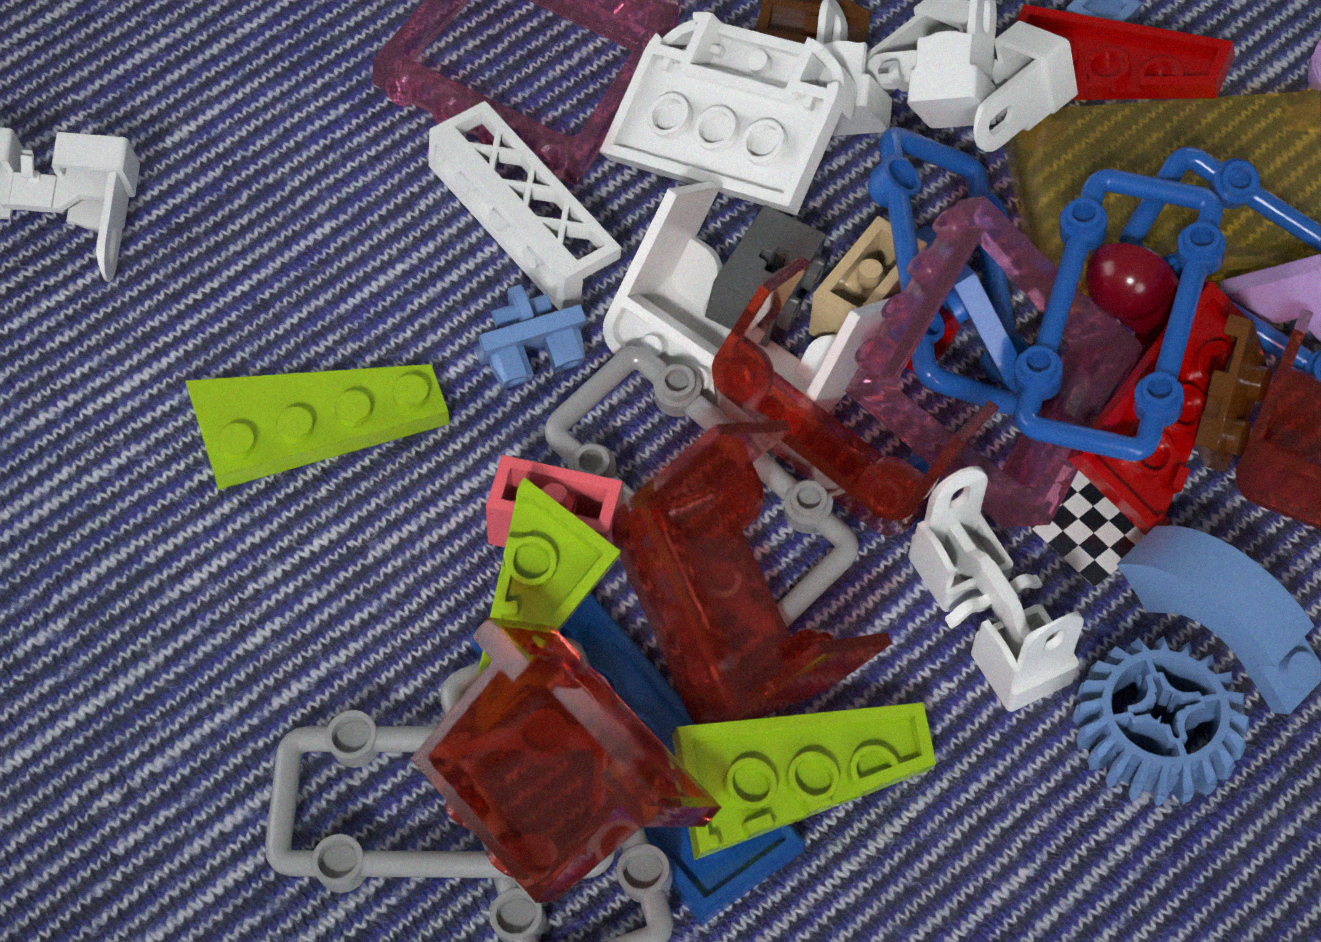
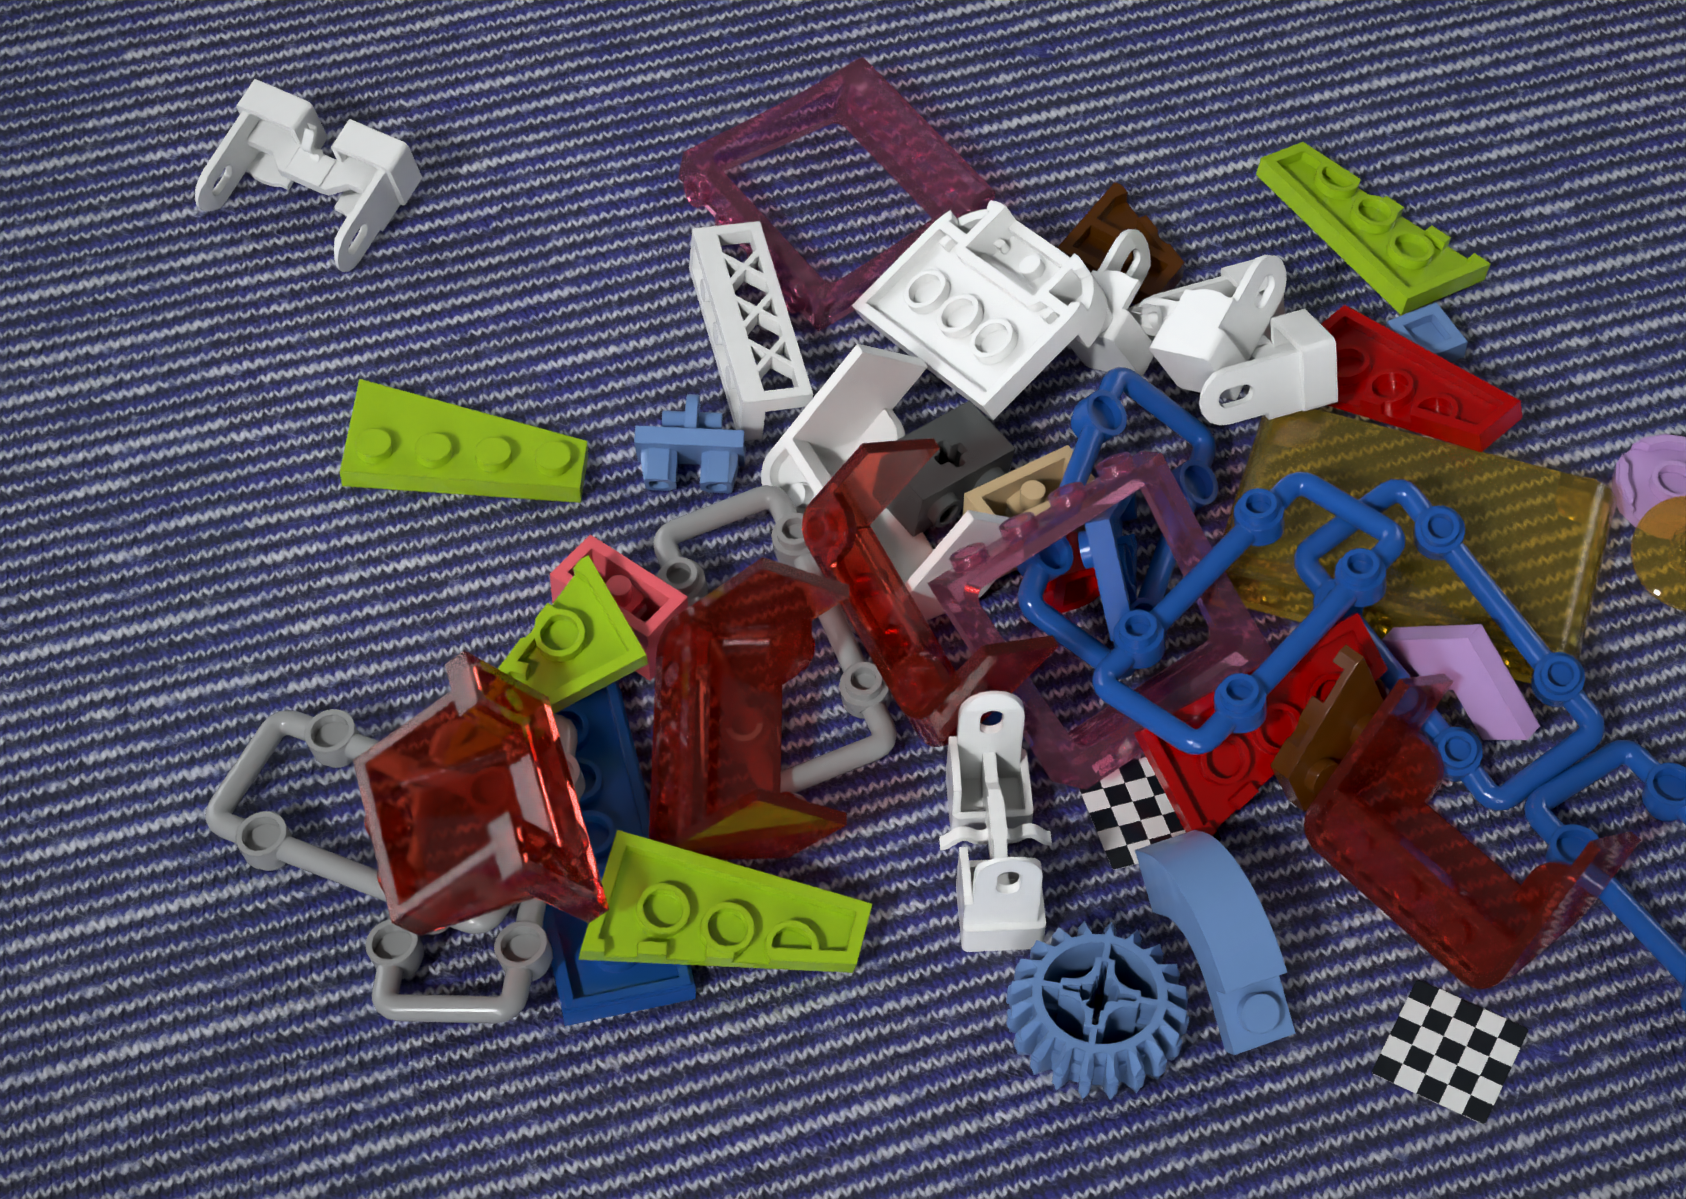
camera: 25 degrees right, 5 degrees down
(1132, 287) = (1279, 588): dark red cap -> none

